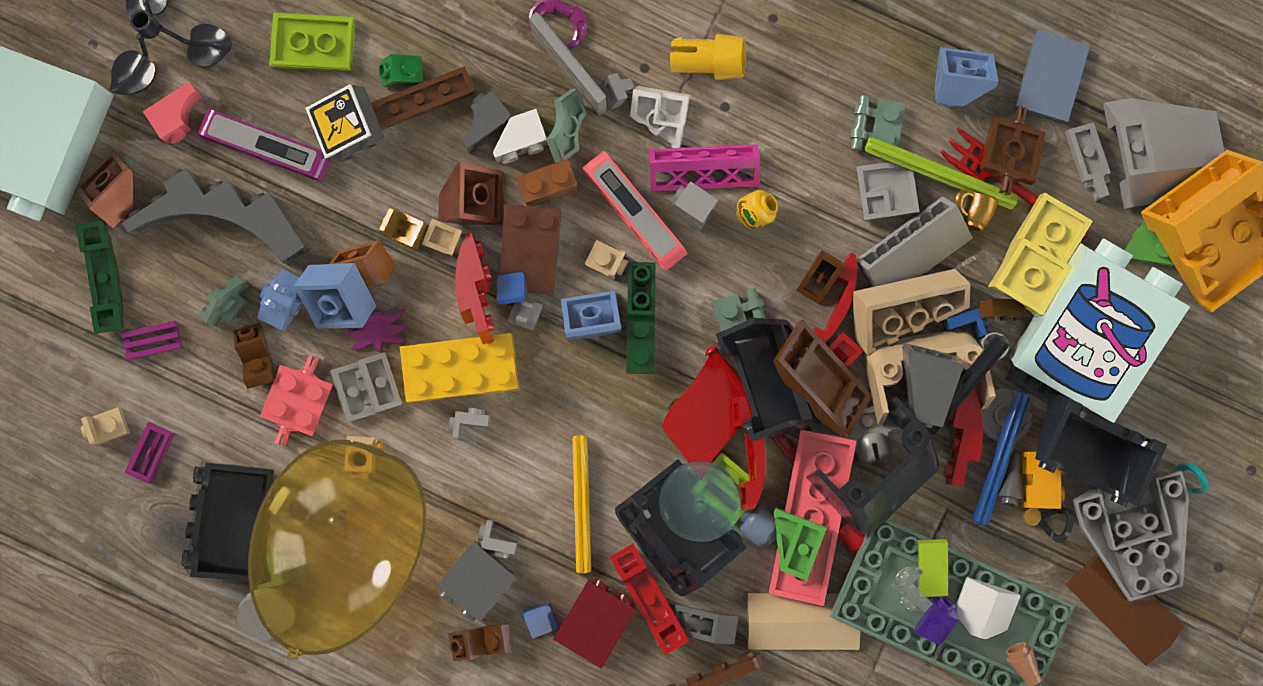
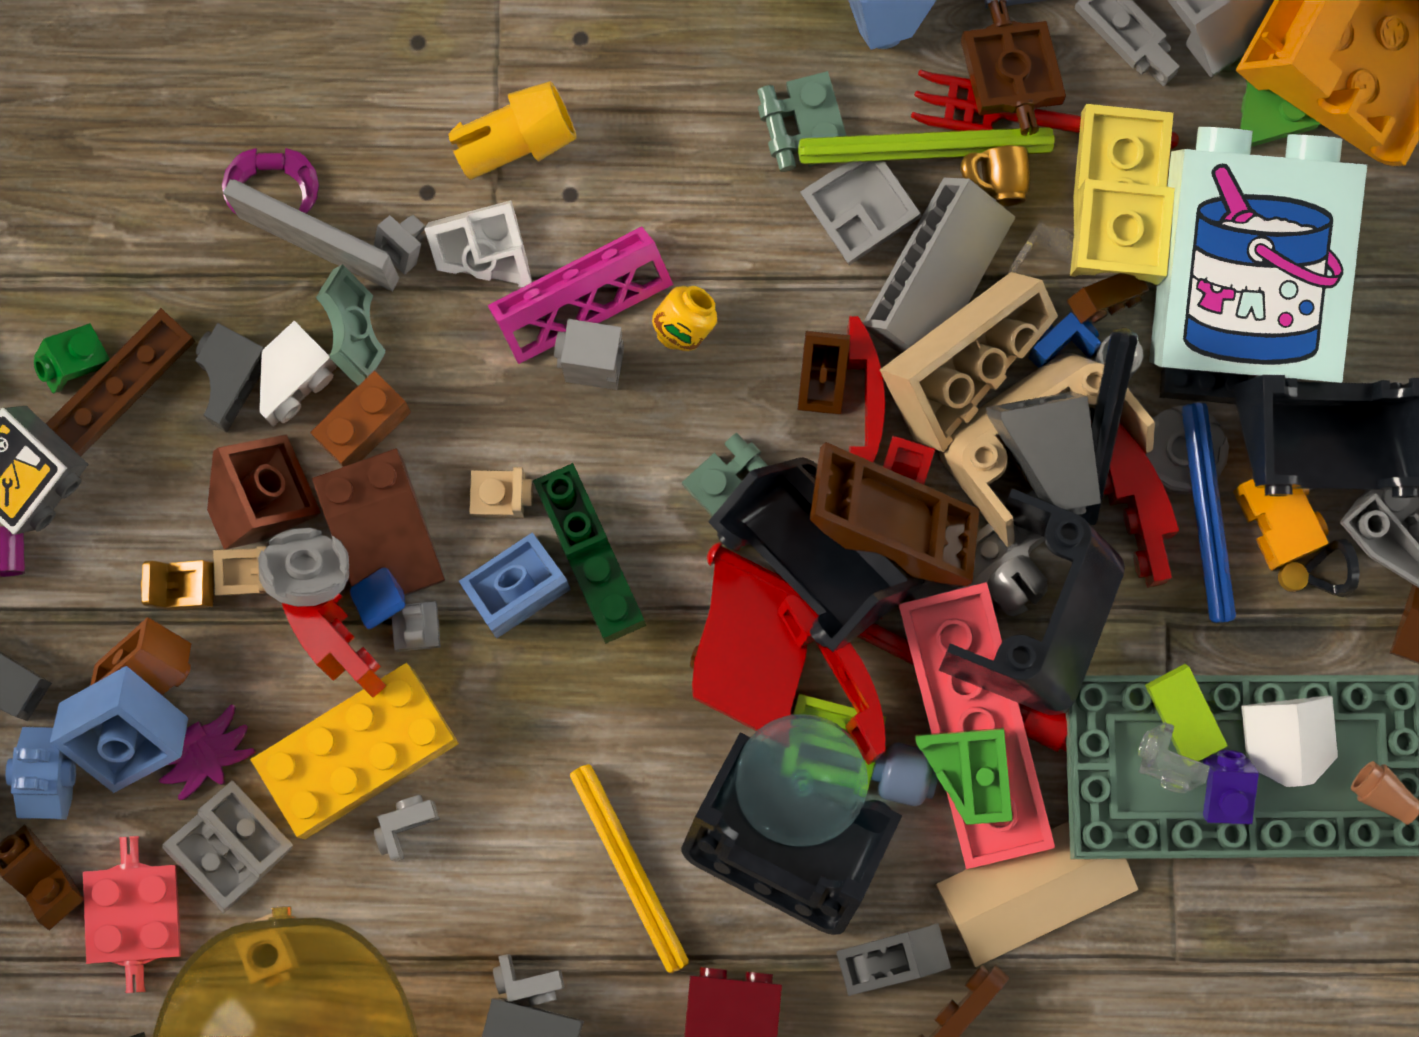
camera: 20 degrees left, 5 degrees down
(477, 253) = (303, 567): none -> light grey tile
(634, 211) = (508, 402): beam -> none
(649, 599) = (794, 960): red slope -> none
(1011, 489) = (1245, 550): dark grey cone -> none

